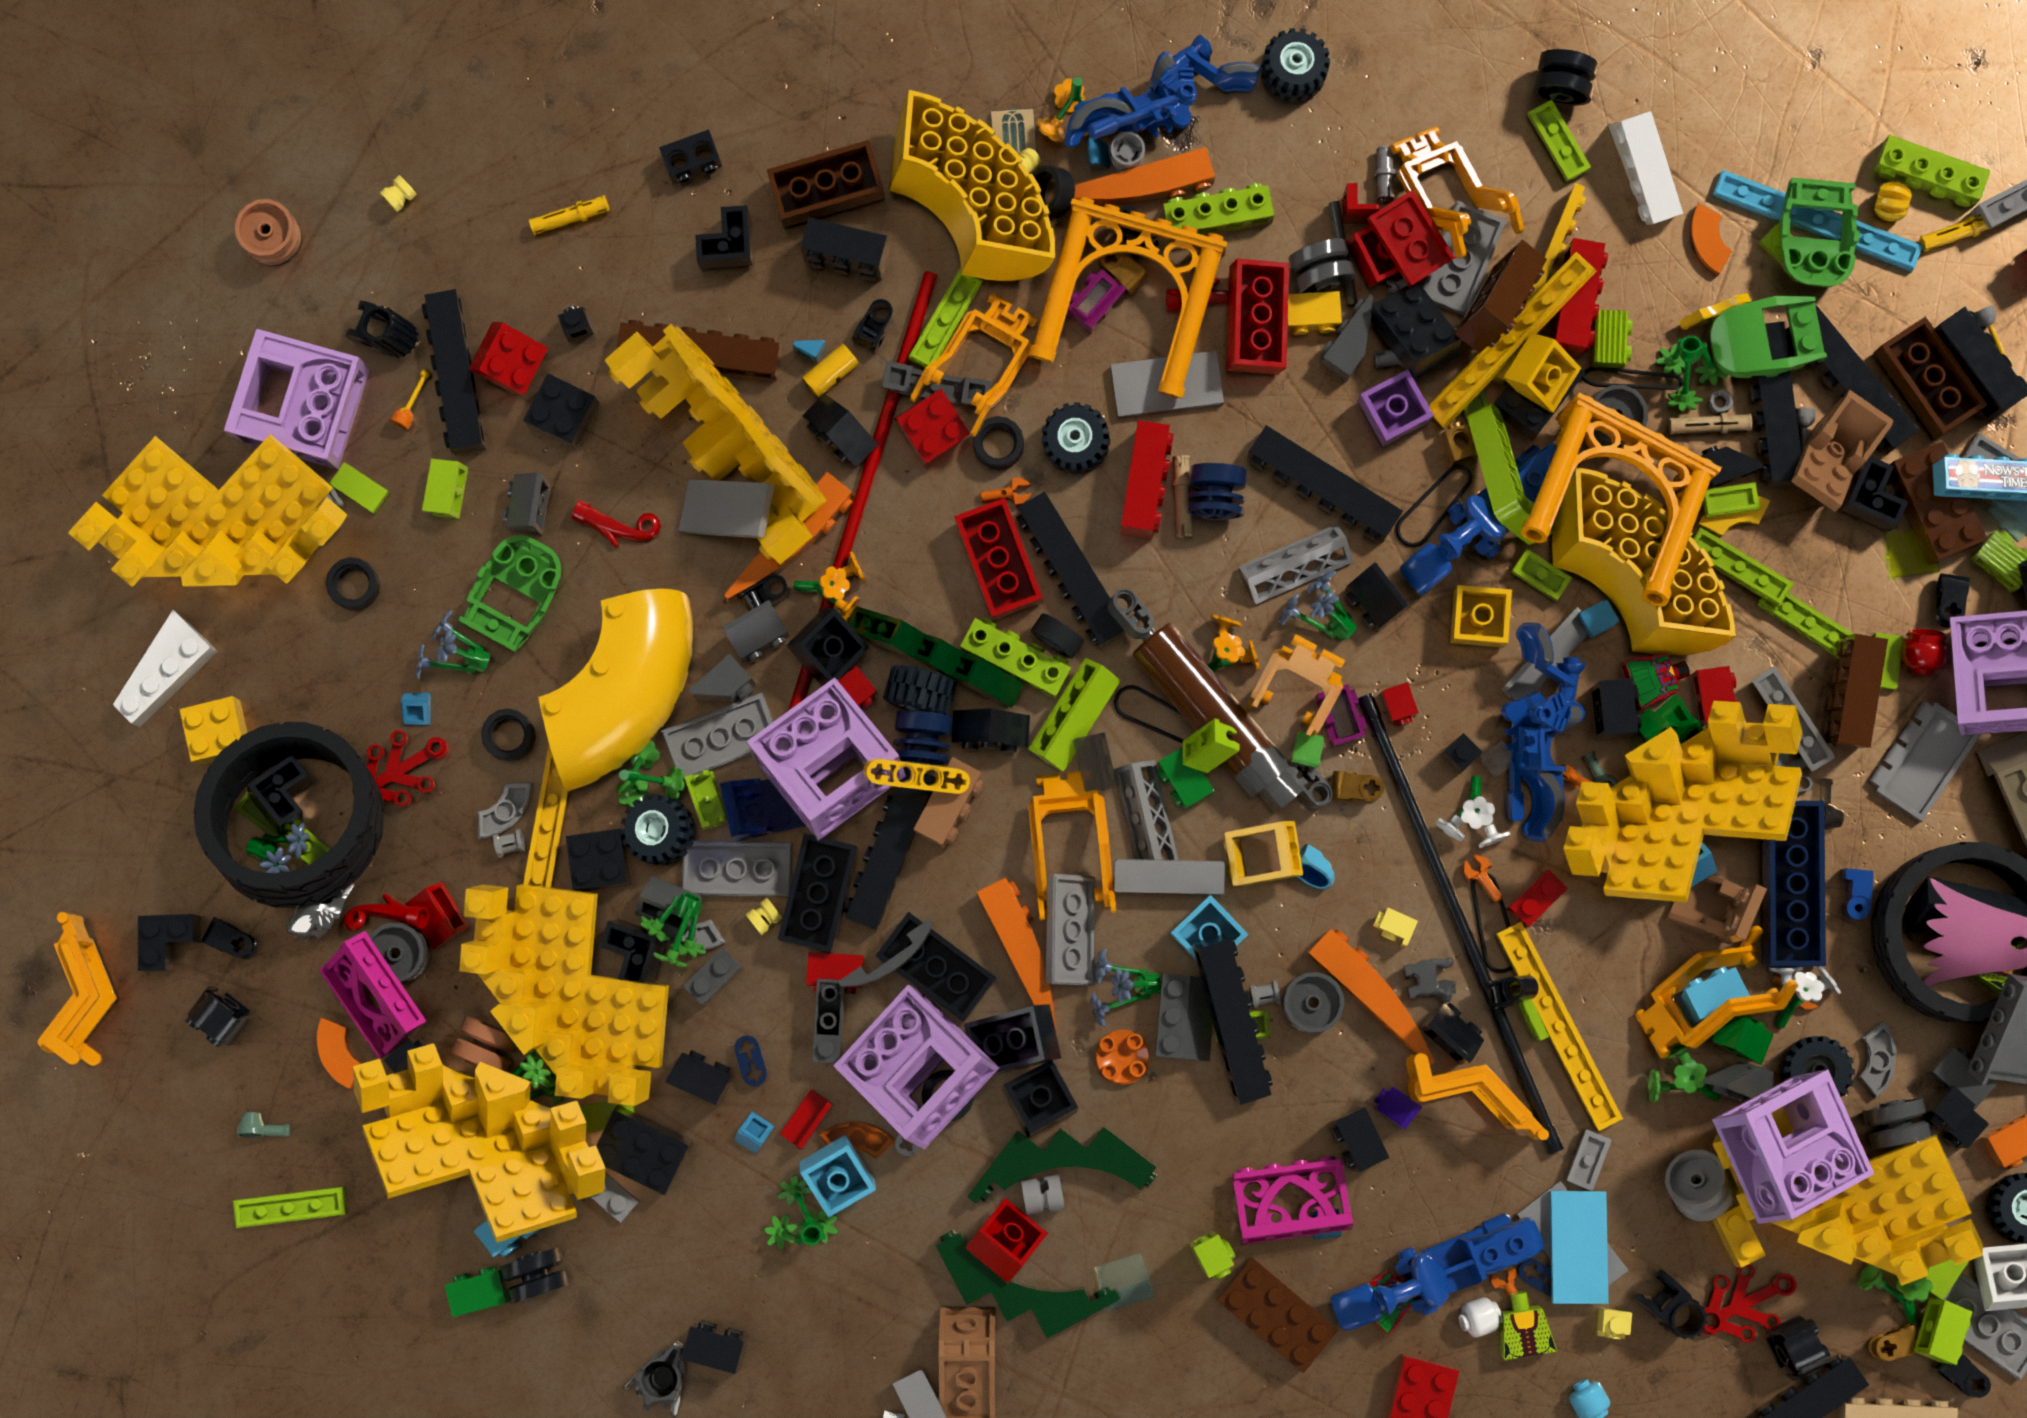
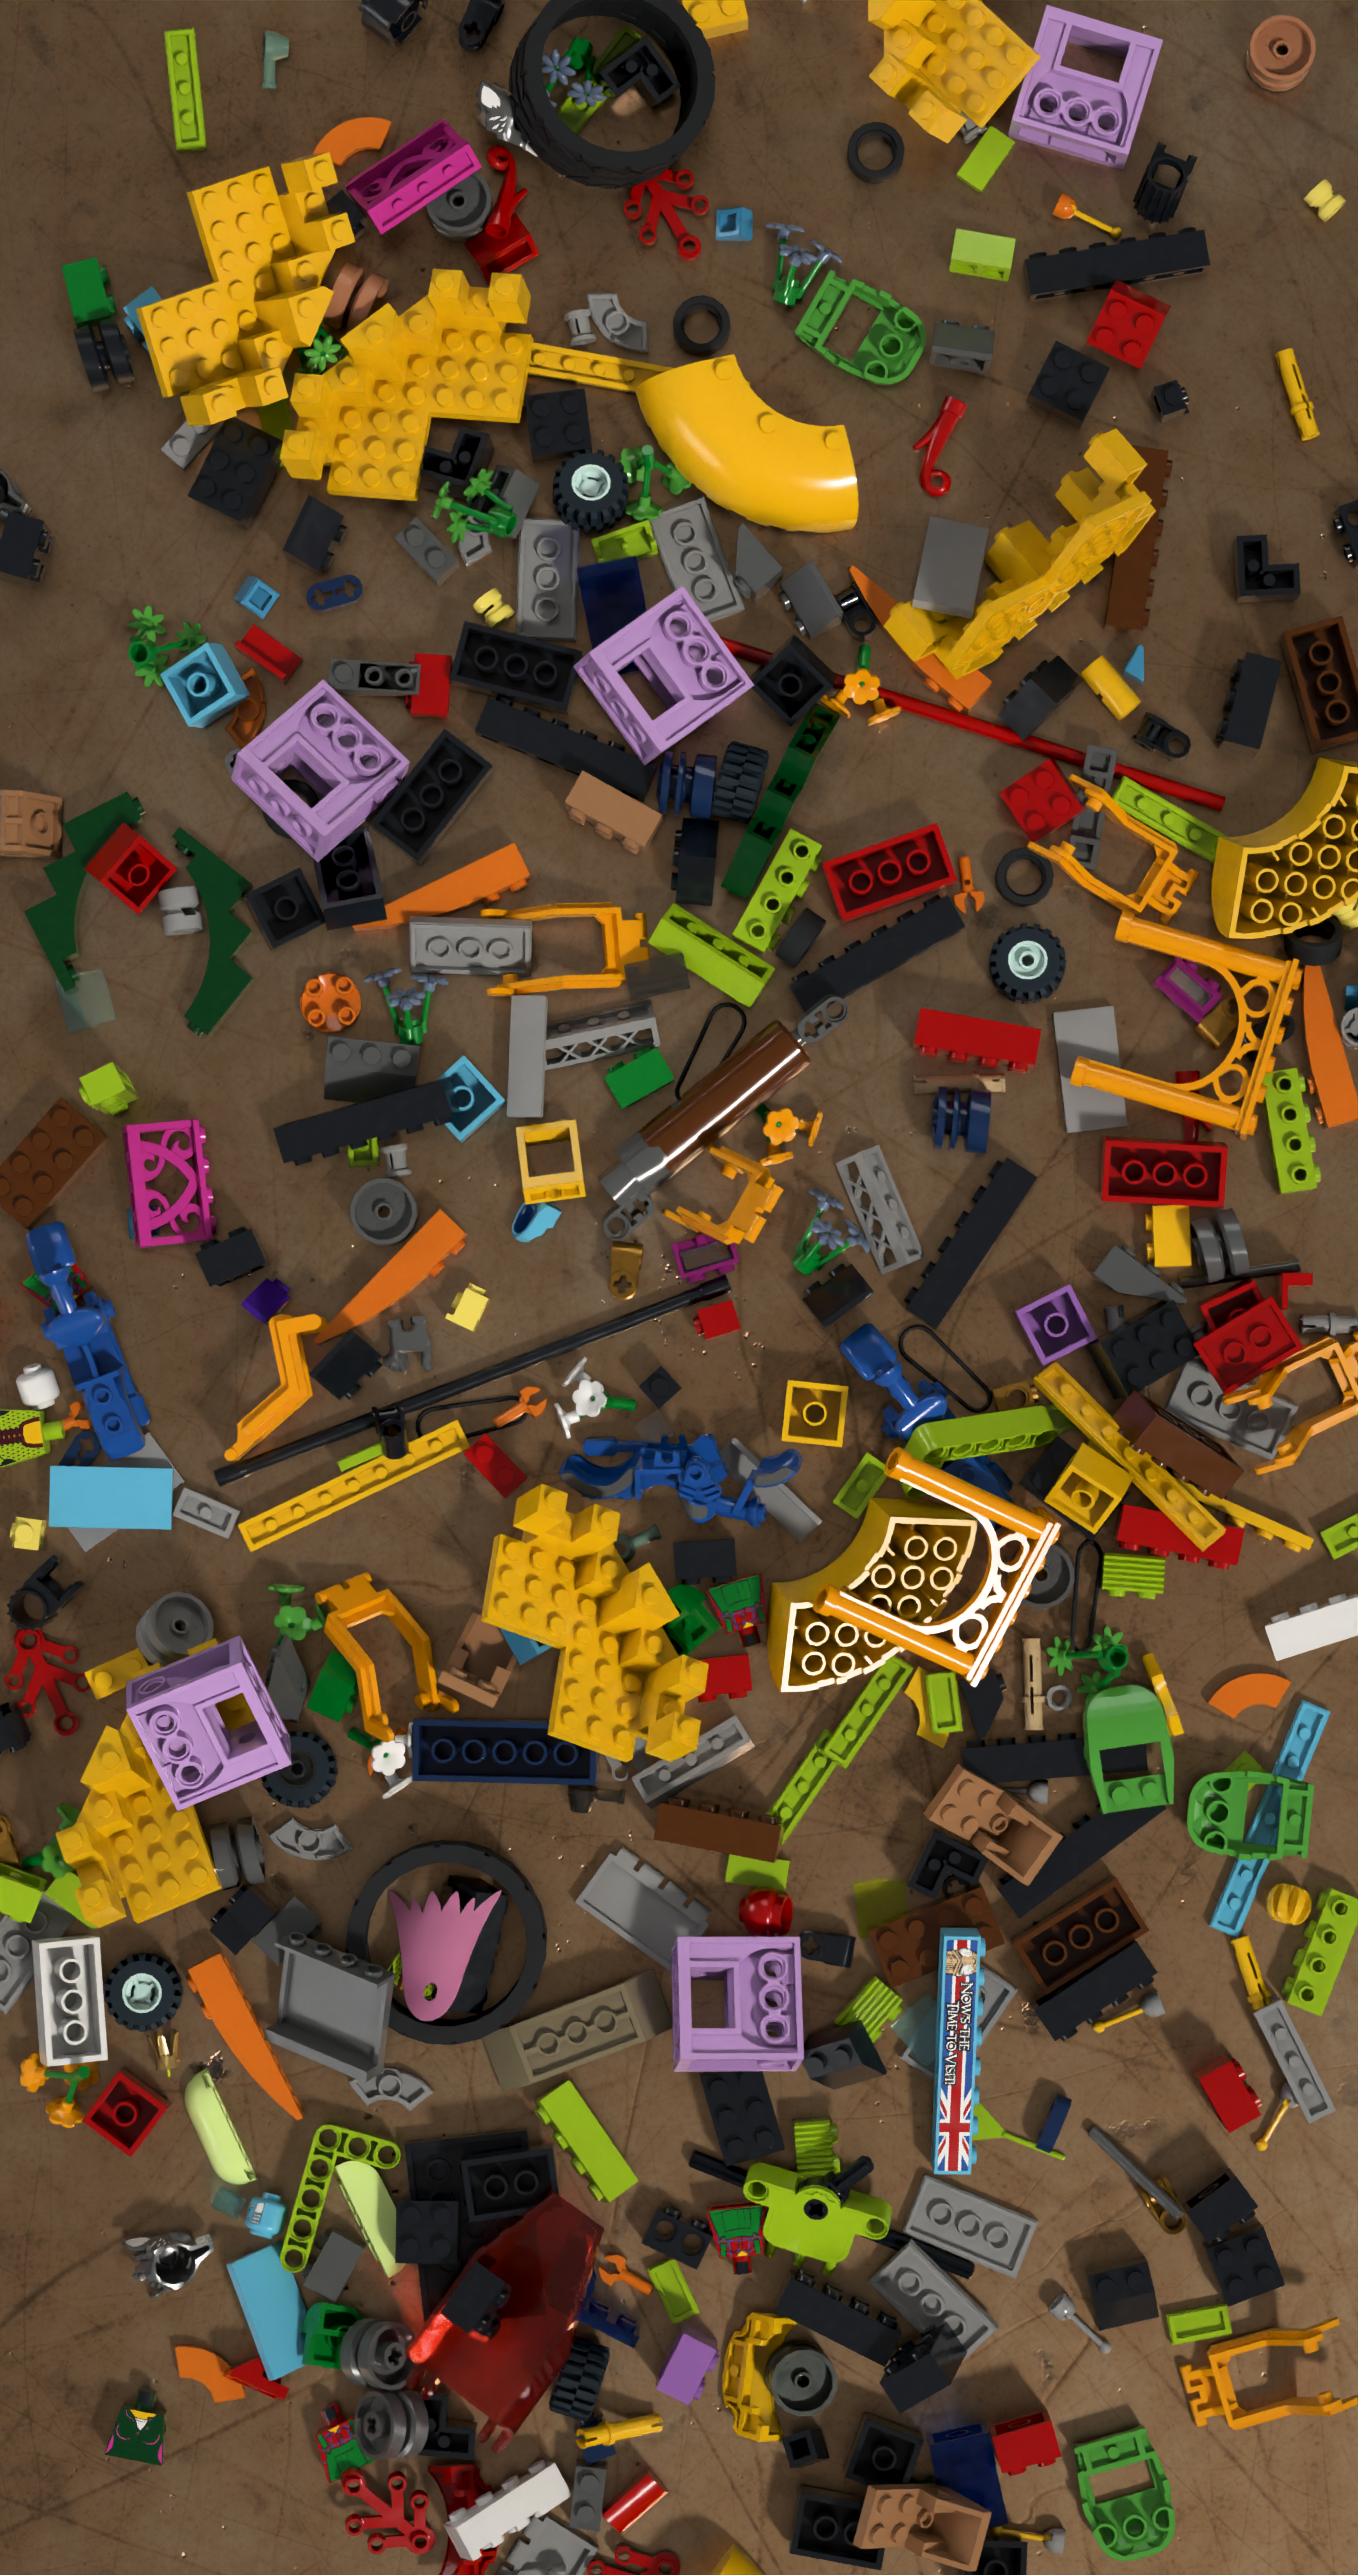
camera: 90 degrees right, 5 degrees up
(859, 688) = (745, 714): red brick -> none
(917, 772) = (641, 772): yellow beam -> none
(917, 937) = (461, 772): dark grey slope -> none
(1209, 746) = (669, 1099): lime hinge -> none
(1307, 749) = (663, 1213): bright green slope -> none
(1572, 778) = (629, 1513): orange bar -> none
(1598, 618) = (810, 1546): dark azure slope -> none
(1704, 997) = (382, 1648): medium azure brick -> none
(1859, 893) = (484, 1825): blue leg -> none

